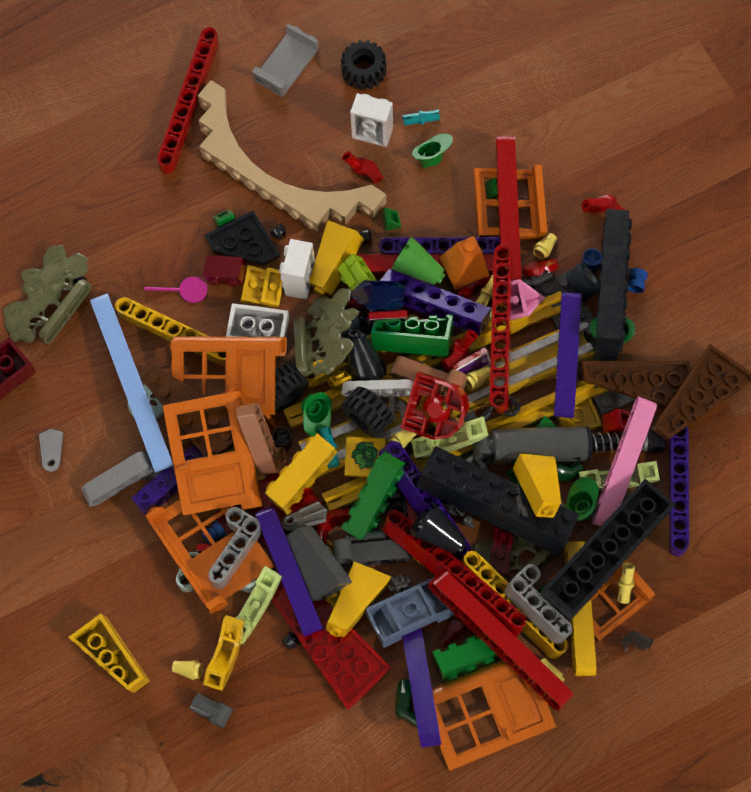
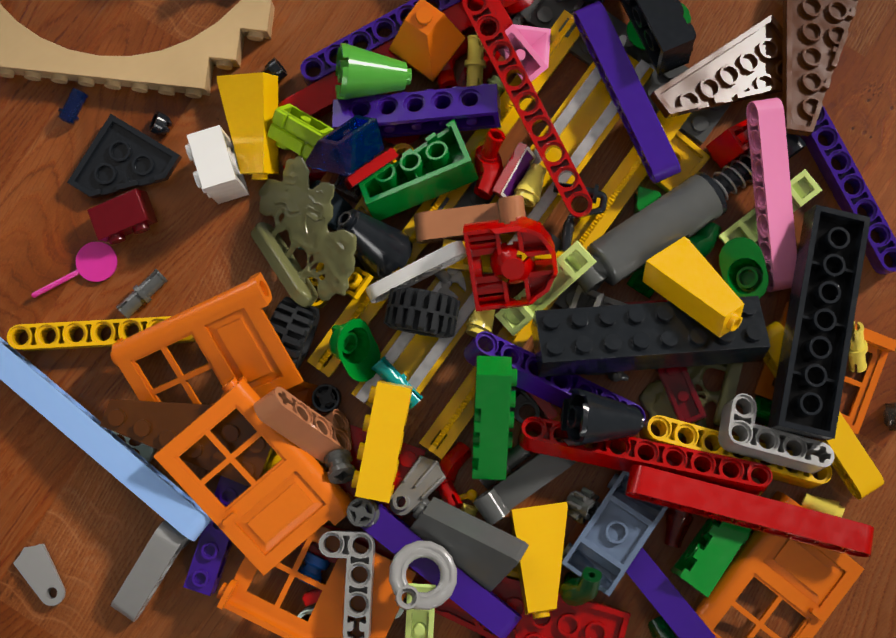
camera: 30 degrees left, 15 degrees up
(209, 321) = (142, 293): none -> dark grey pin
(224, 218) = (79, 144): green slope -> none
(233, 195) = (72, 106): none -> clear blue pin
(257, 322) = (208, 268): white brick -> none
(262, 287) = (182, 210): yellow slope -> none
(265, 504) = (357, 511): none -> dark grey wheel
(266, 474) = (339, 466): none -> dark grey wheel
(273, 579) = (400, 585): none -> light grey piece
(362, 455) = (446, 369): tile -> none
(370, 629) = (580, 589): none -> dark green arm
(391, 219) = (294, 29): green slope -> none

